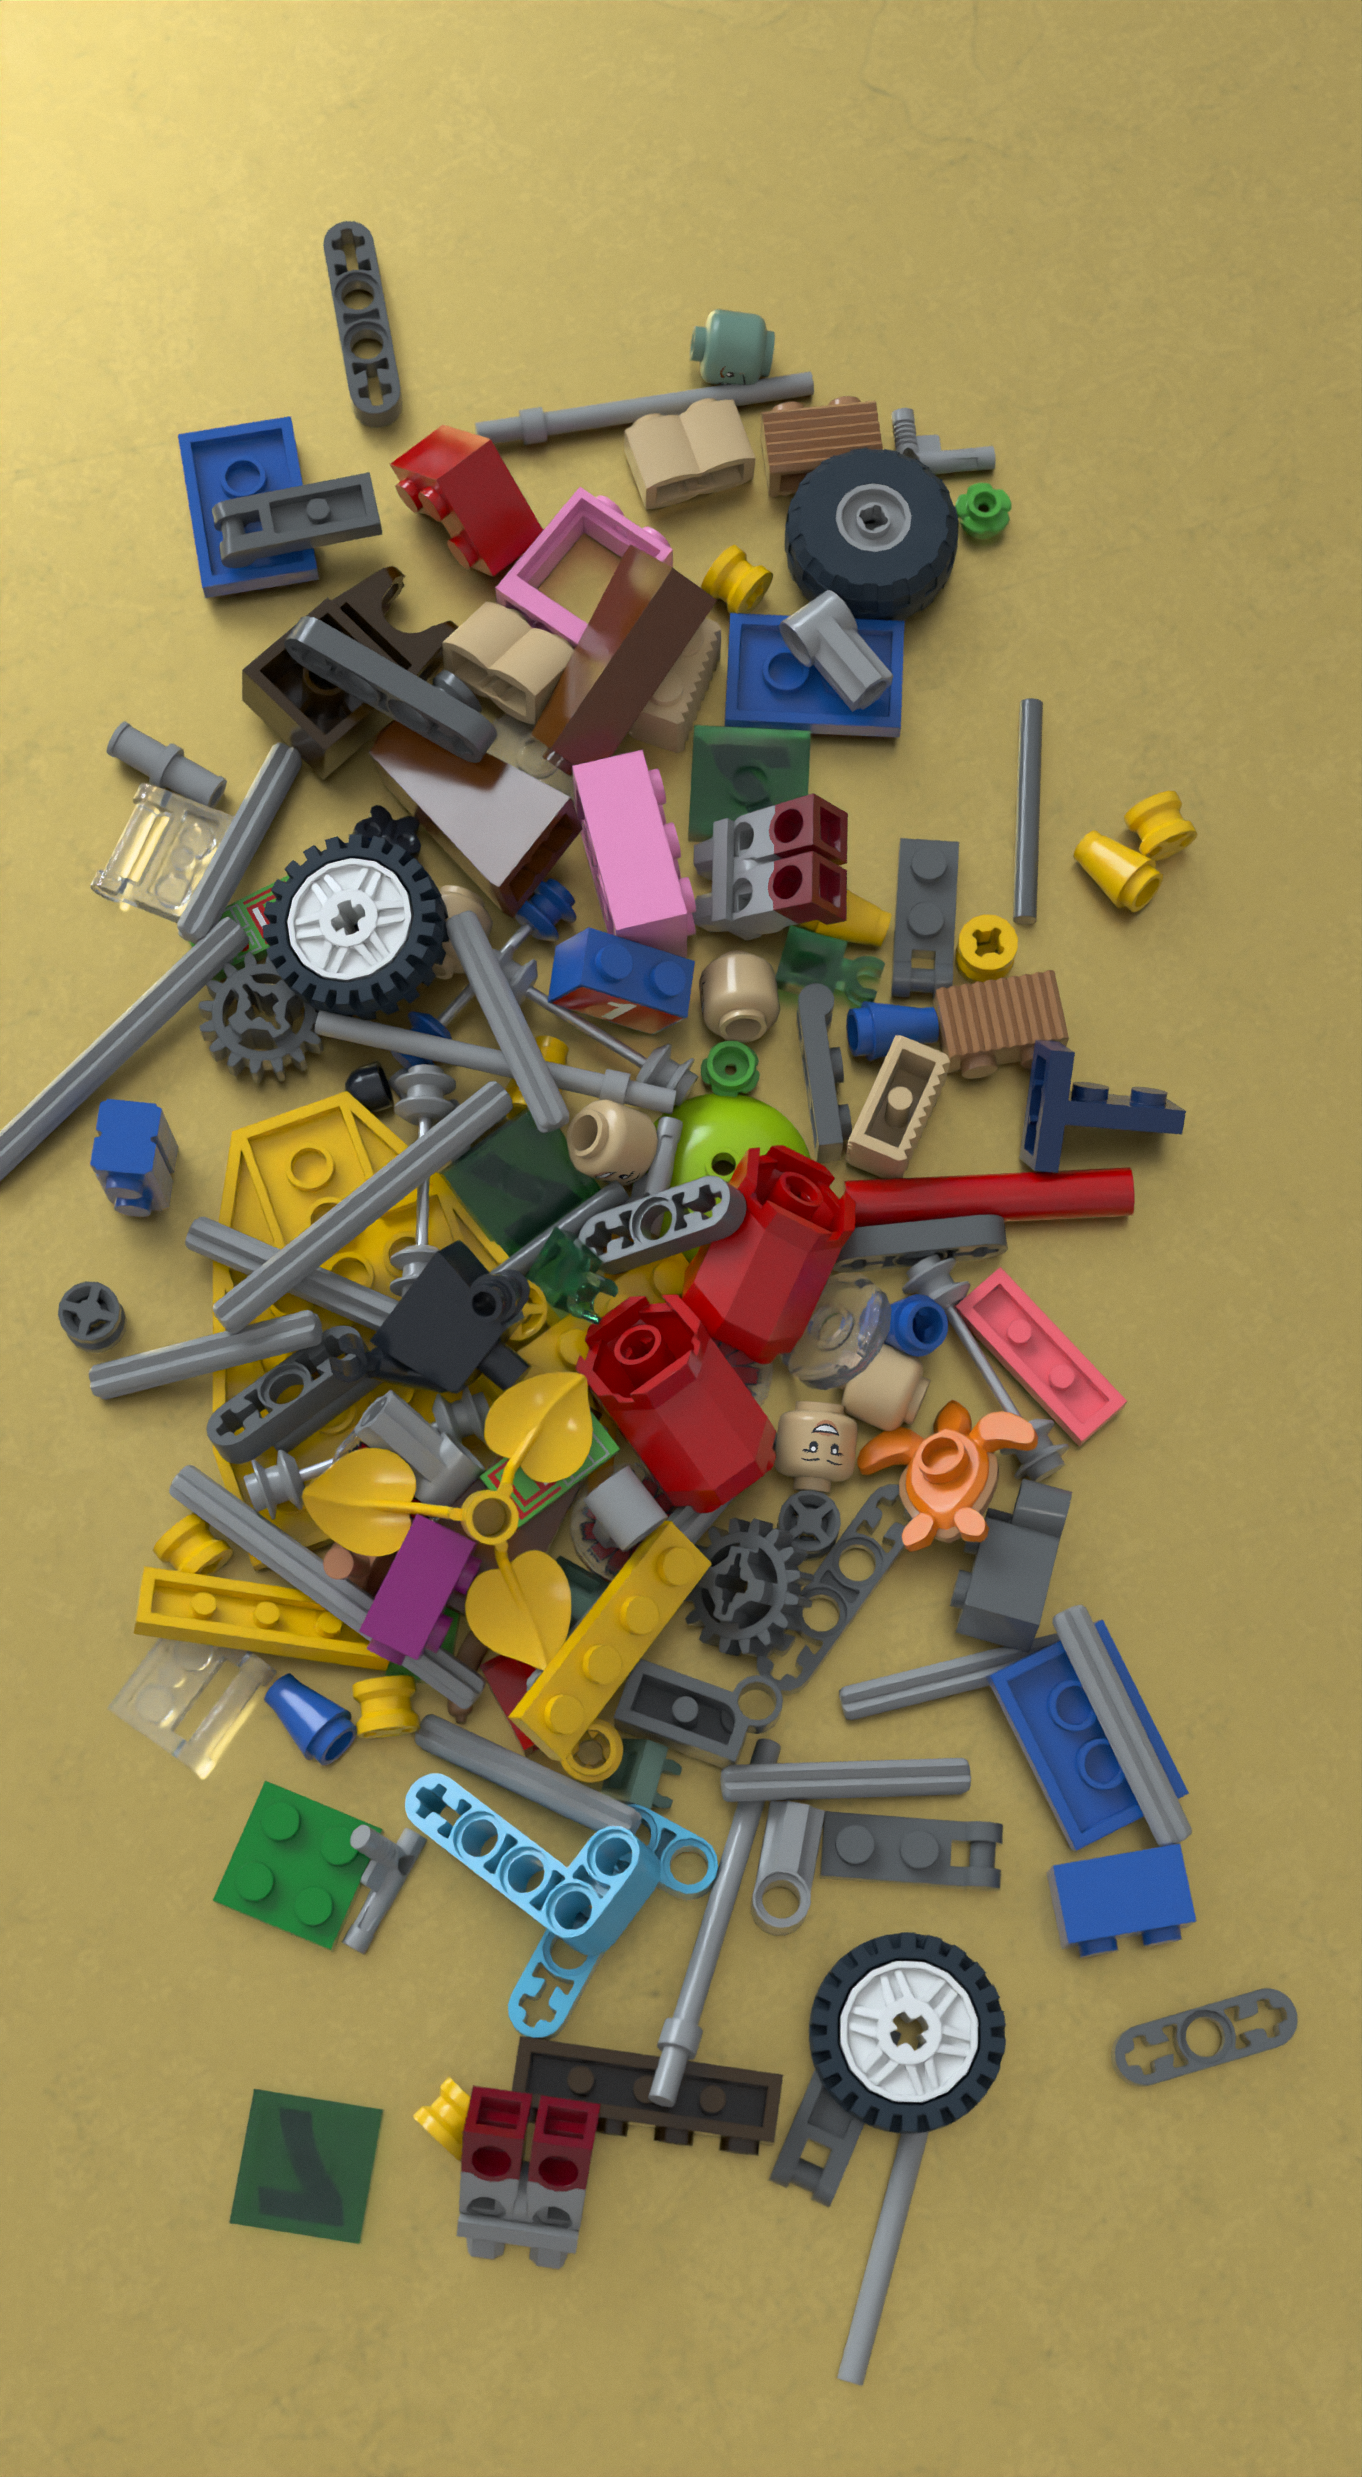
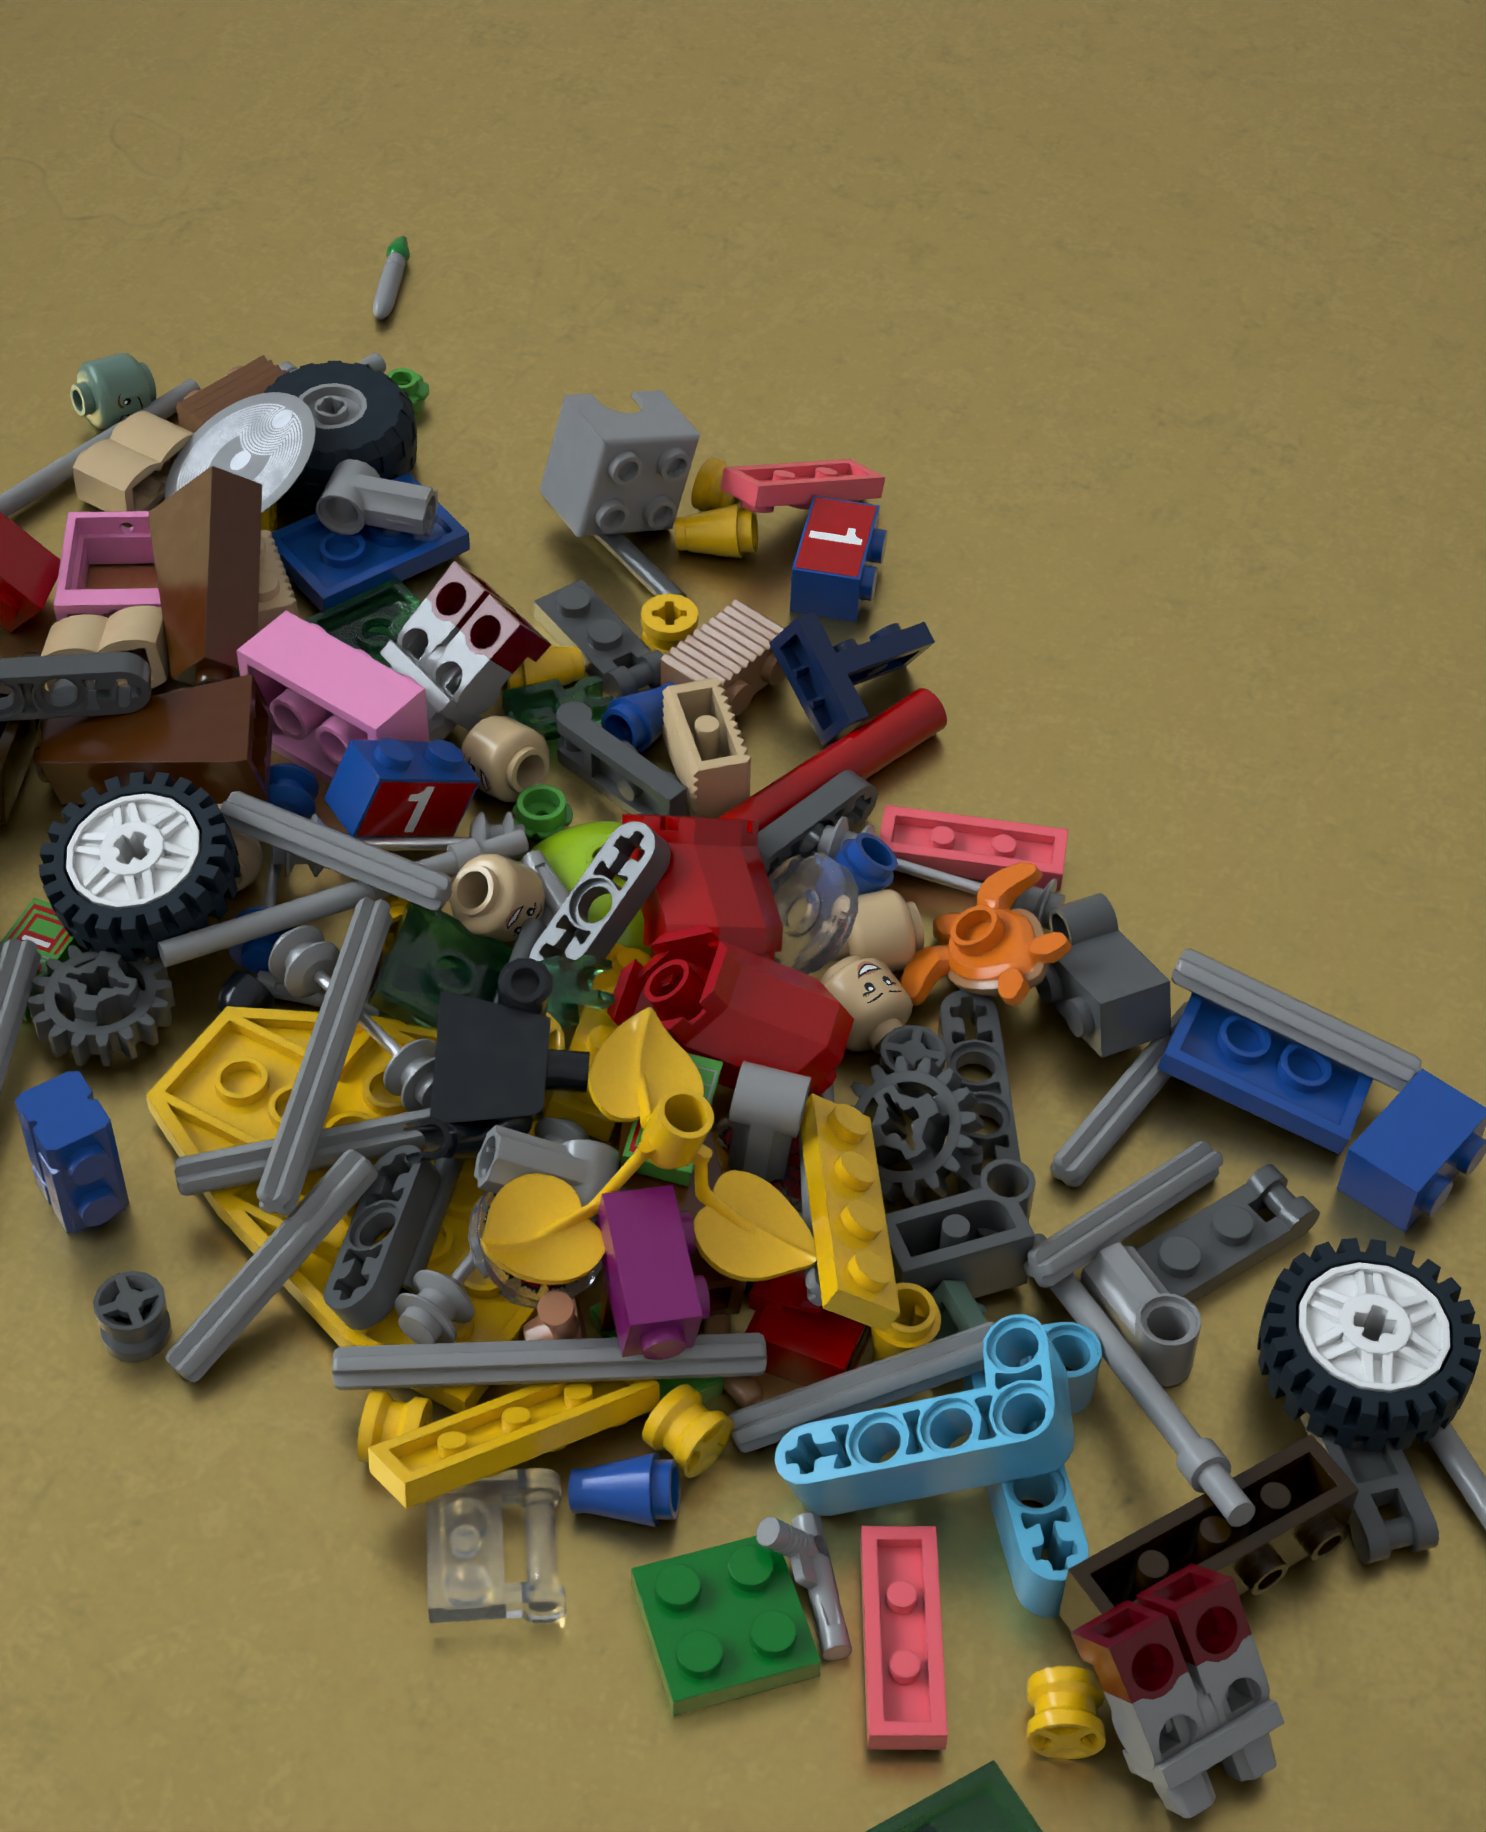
camera: 40 degrees left, 25 degrees down
(399, 1975) = (902, 1638): none -> coral plate
(756, 527) = (255, 438): none -> light grey piece
(1062, 766) = (618, 467): none -> light grey piece
(1111, 331) = (391, 277): none -> light grey piece
(1191, 974) = (836, 559): none -> brick
(1224, 875) = (796, 483): none -> coral plate

